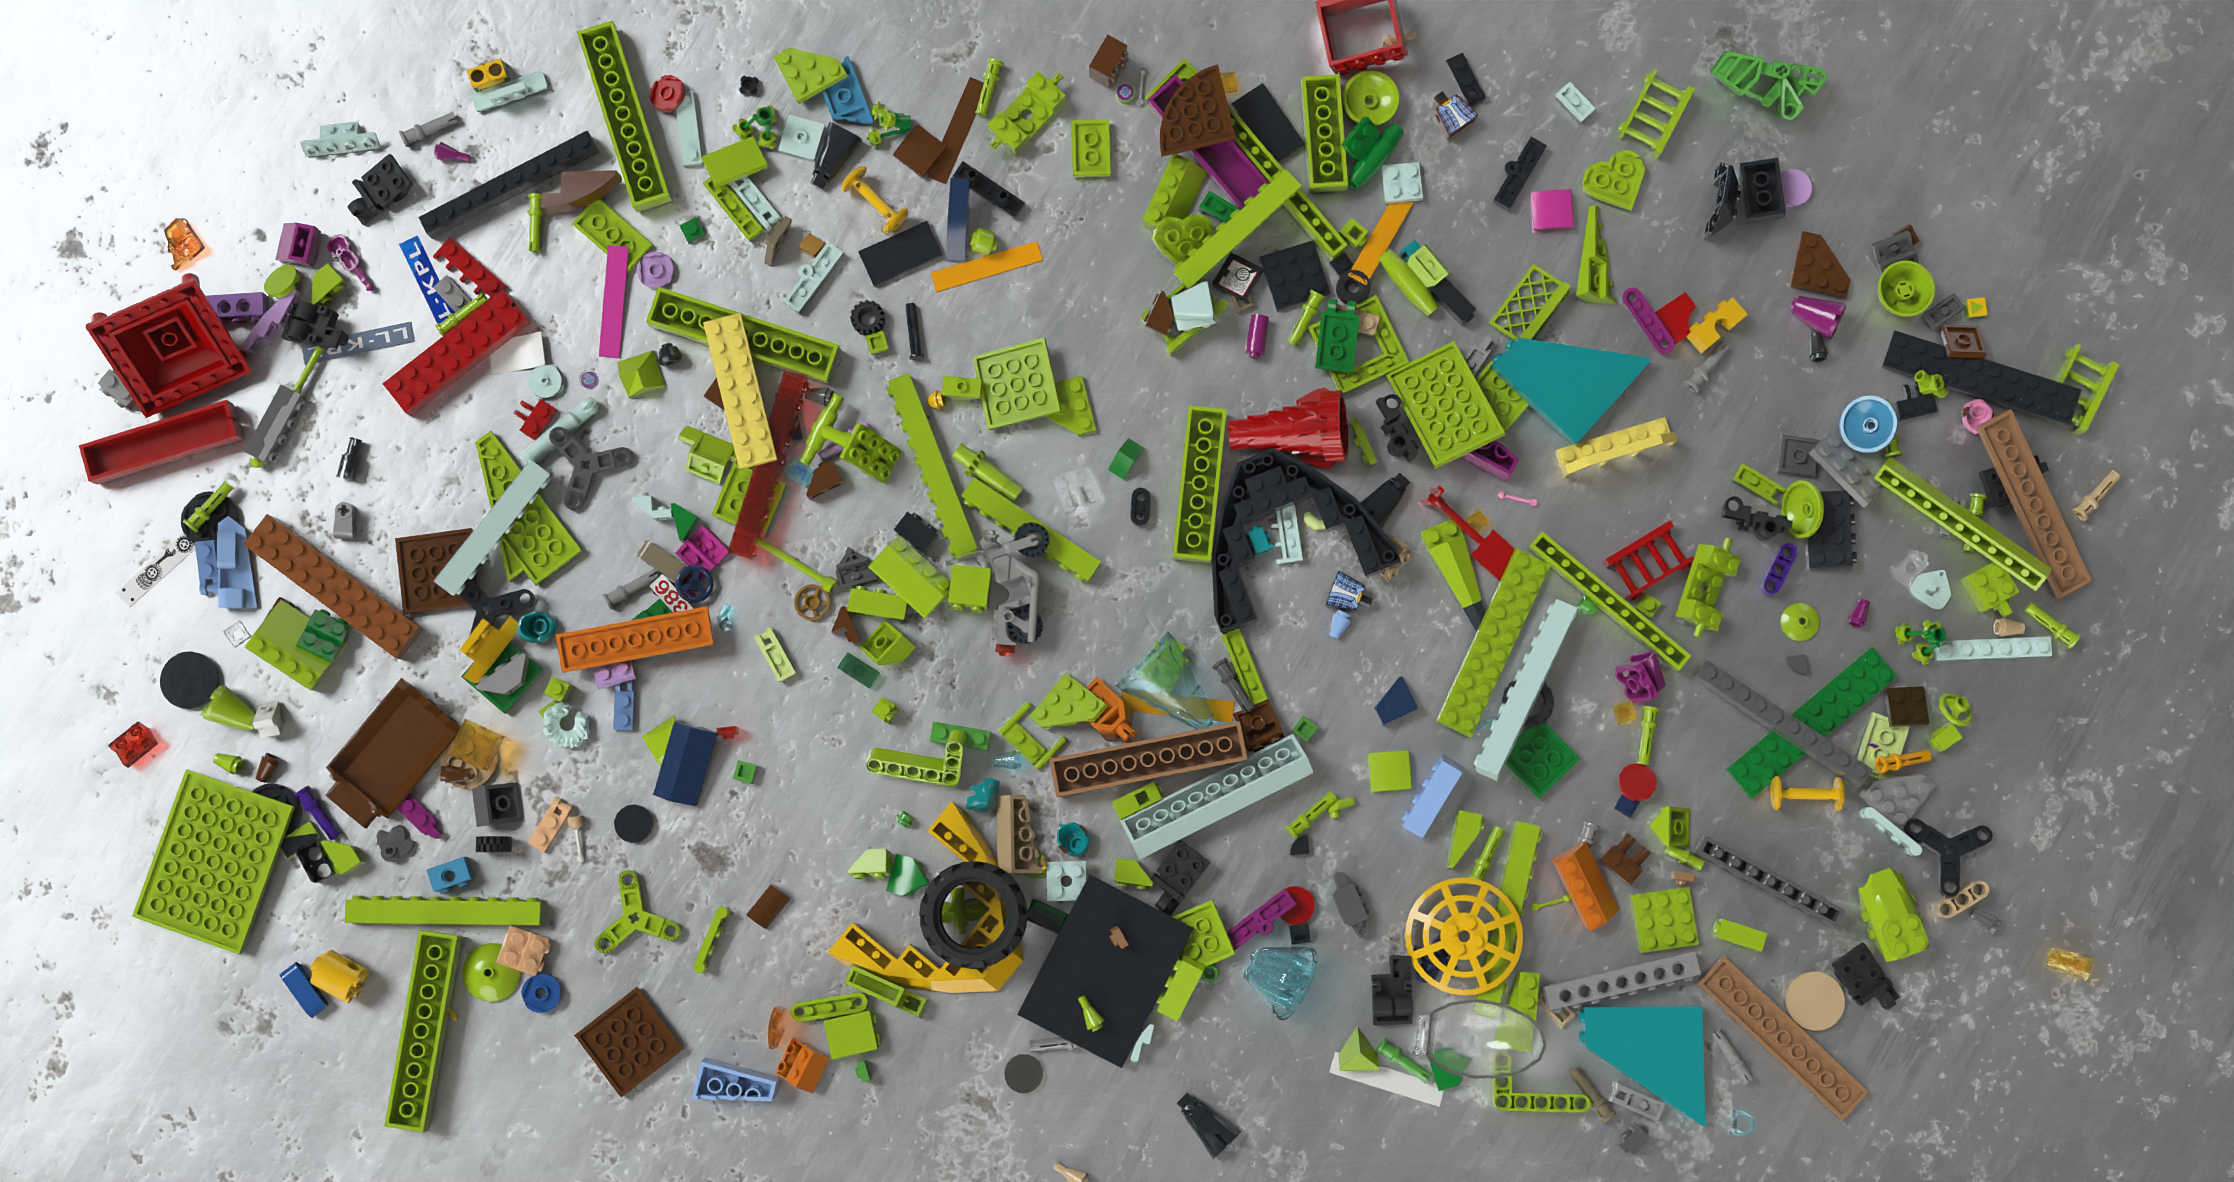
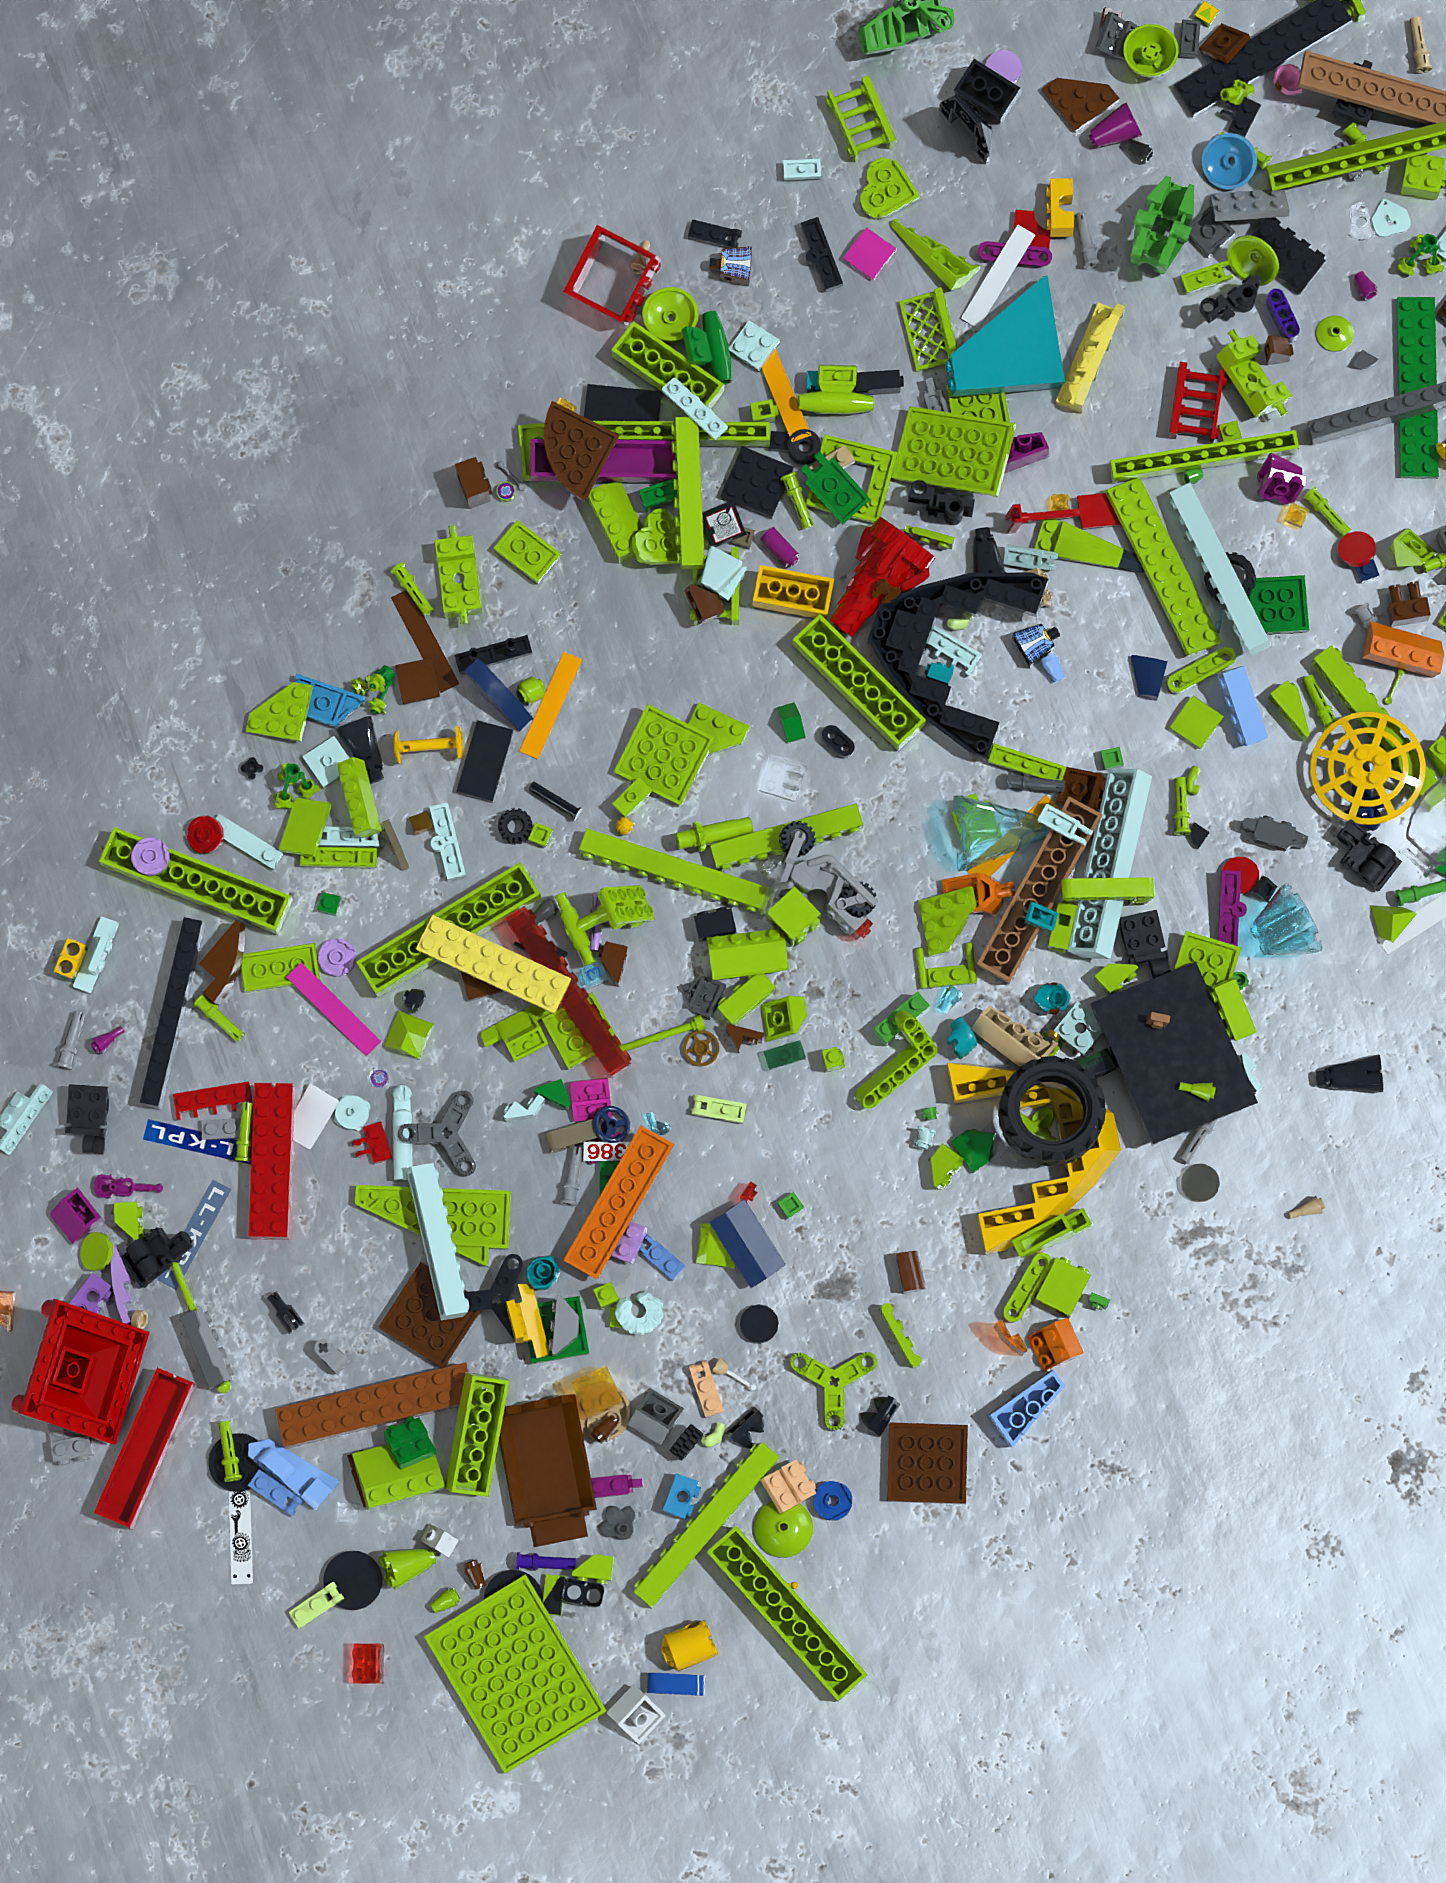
camera: 50 degrees left, 5 degrees down
(146, 668) = (315, 1605): none -> yellowish green plate
(256, 978) = (636, 1714): none -> white slope
(257, 356) = (139, 1319): none -> tan tile
(367, 681) = (477, 1434): none -> lime brick
(518, 863) = (714, 1438): none -> yellowish green arm
(537, 877) = (739, 1431): none -> black tile
(611, 66) = (150, 856): none -> lavender tile
(631, 977) = (878, 1421): none -> black tile
(788, 182) = (359, 797): none -> lime brick
(881, 831) = (924, 1137): none -> light aqua brick
(1125, 779) = (1041, 917): none -> teal slope
(1189, 813) = (1136, 890): none -> lime beam
(1212, 734) = (1063, 824): none -> light aqua hinge
(1228, 375) = (793, 592): none -> yellow brick
(1286, 445) = (888, 590): none -> reddish brown piece
(1305, 177) = (694, 408): none -> light aqua bracket
(1411, 533) = (1028, 557): none -> light aqua hinge
(1434, 740) = (1201, 670): none -> lime plate
(1533, 502) = (1080, 451): bright pink hinge -> none
(1618, 322) = (998, 276): none -> white sticker
(1746, 588) = (1277, 350): none -> reddish brown slope
(1793, 406) = (1171, 205): none -> bright green piece

